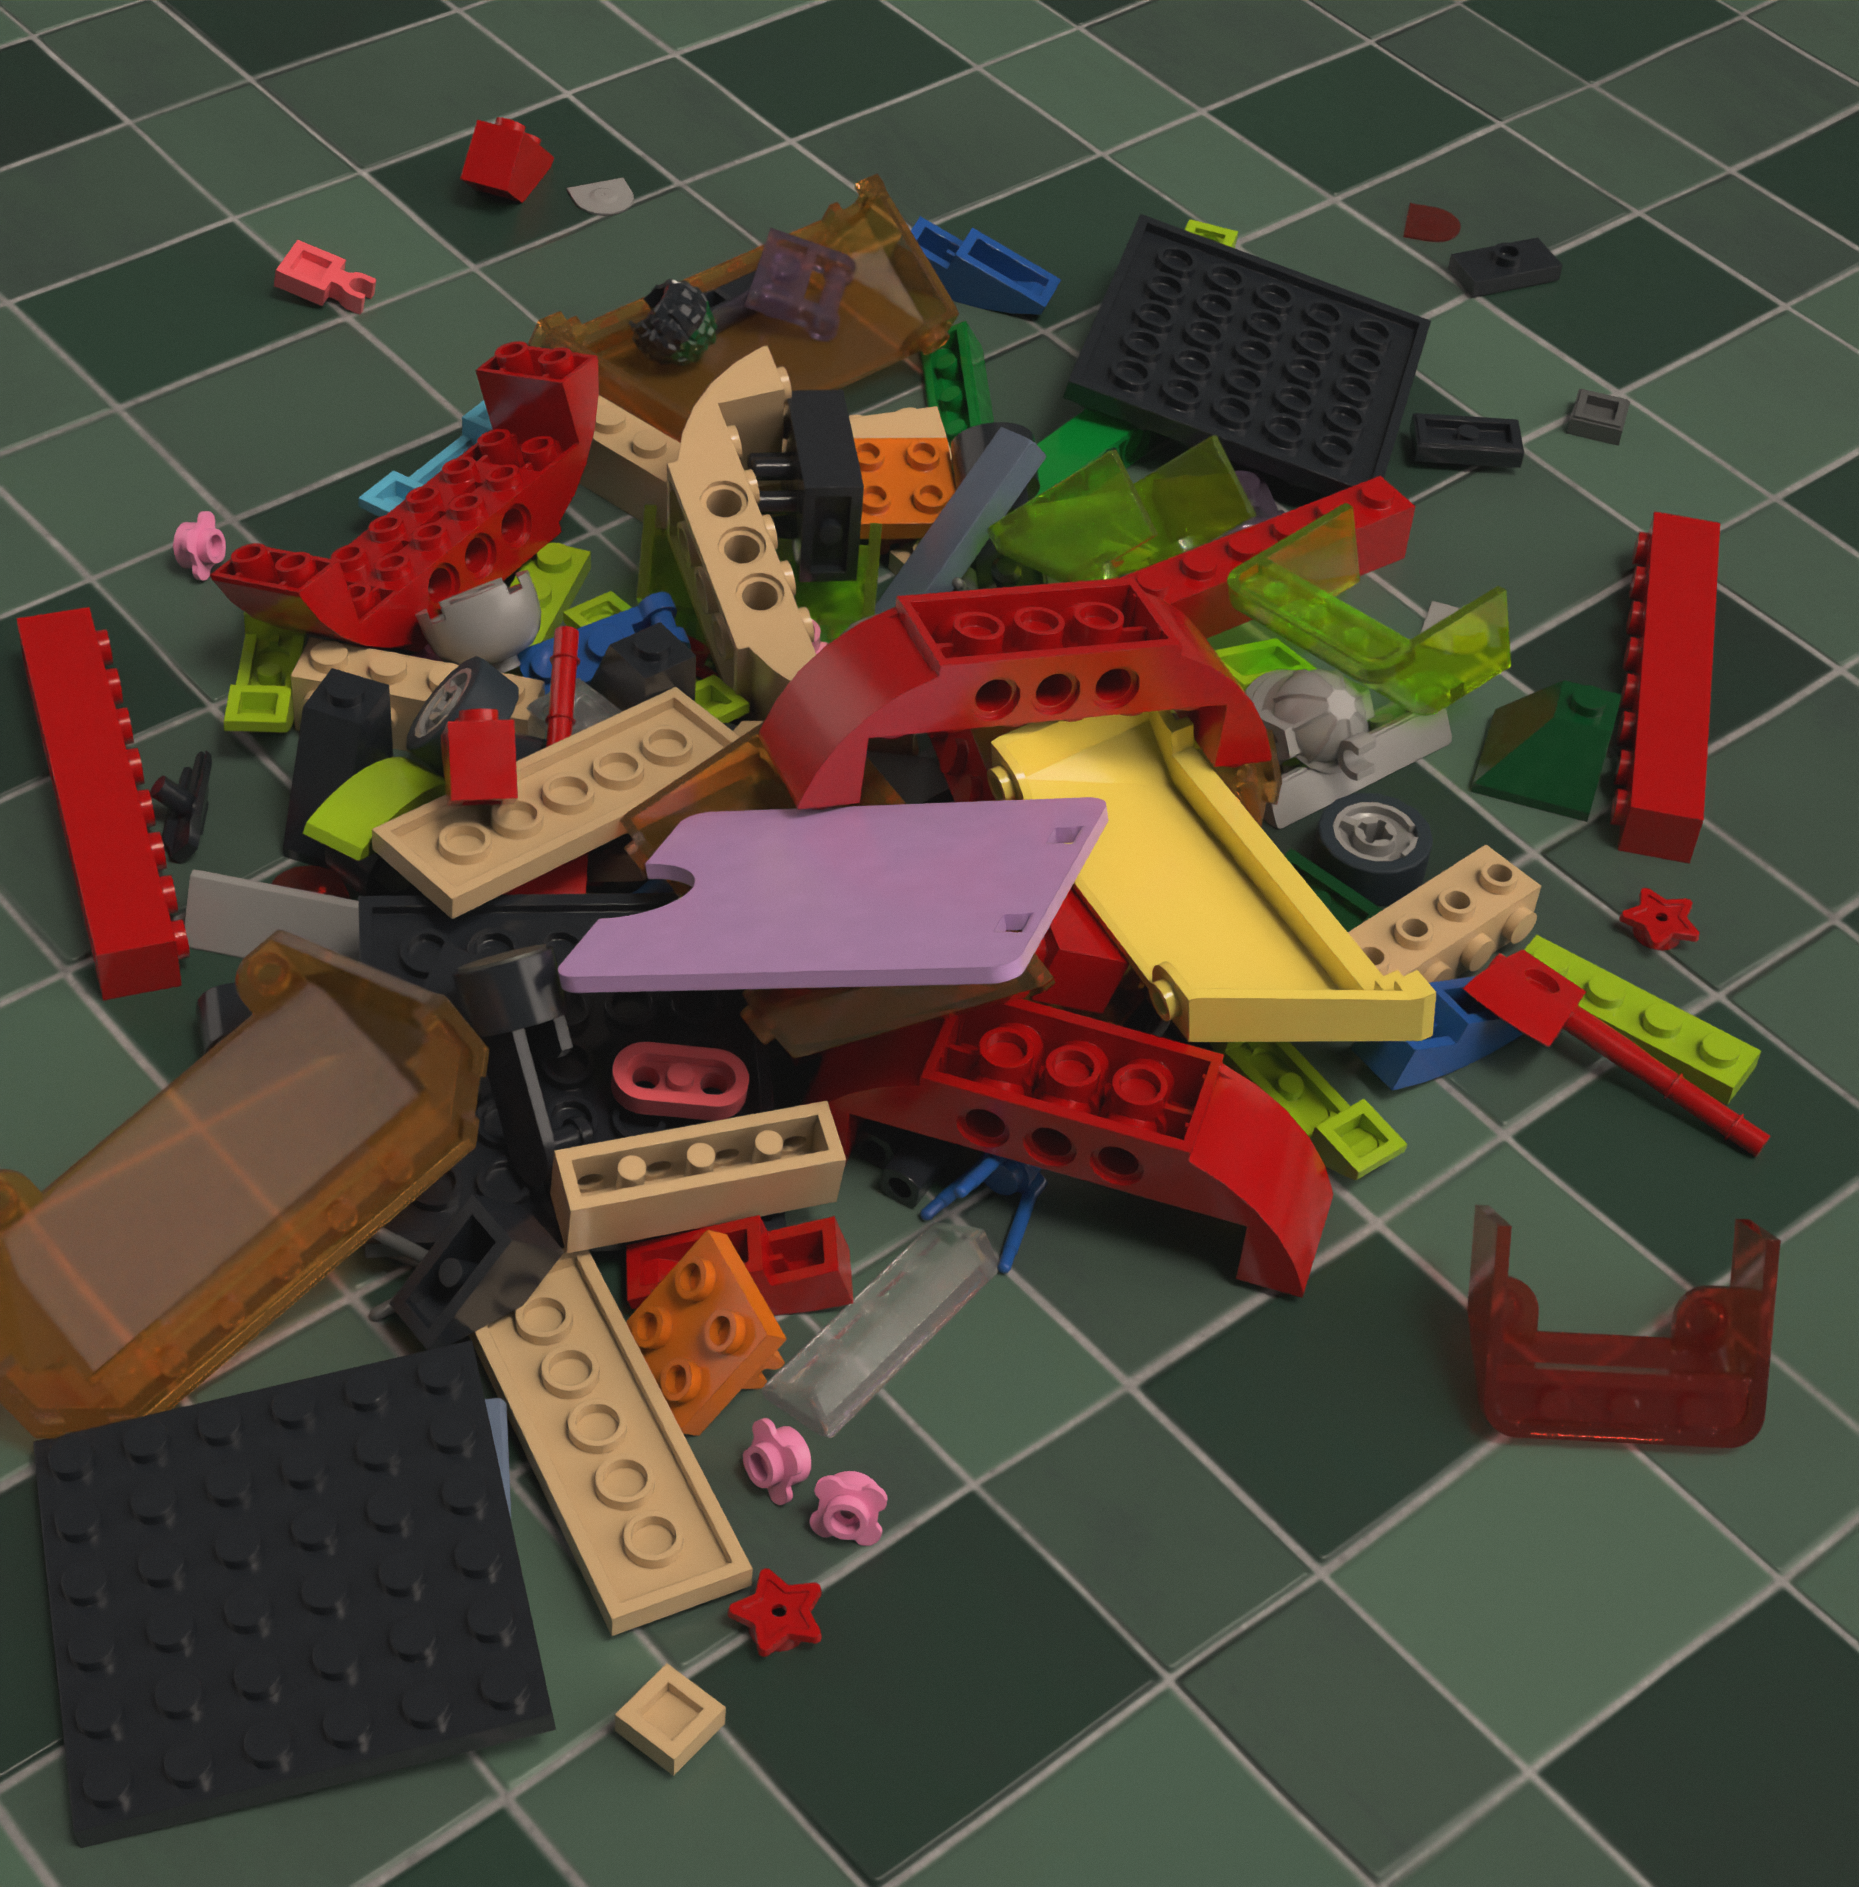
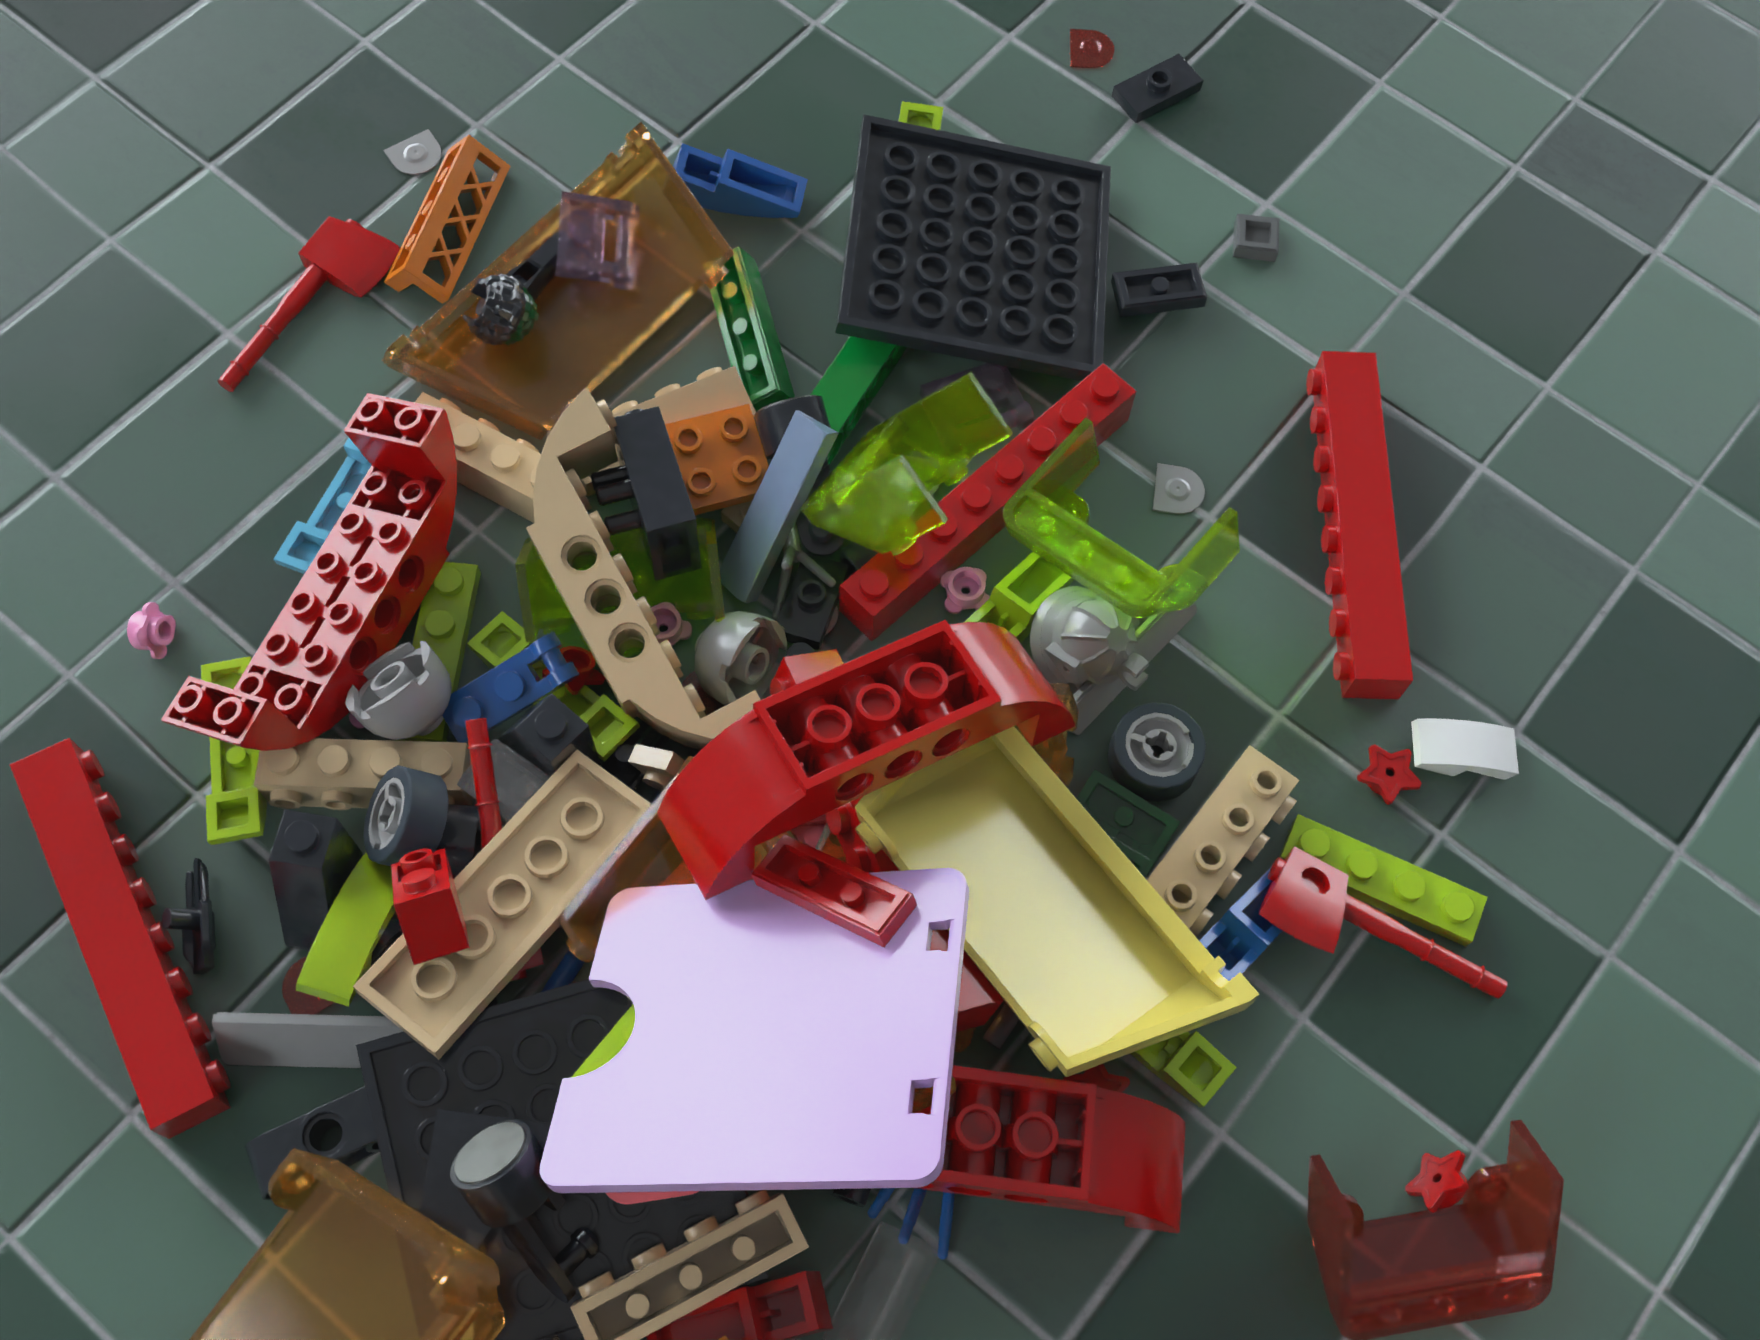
camera: 10 degrees left, 20 degrees up
(320, 275) = (193, 300): coral plate -> none
(491, 263) = (336, 253): none -> red piece
(505, 160) = (326, 142): red slope -> none
(617, 241) = (433, 217): none -> orange fence
(951, 802) = (834, 890): none -> red tile
(1549, 749) = (1276, 614): dark green slope -> none
(1644, 1300) = (1439, 1181): none -> red plate
(1748, 903) = (1464, 745): none -> white slope

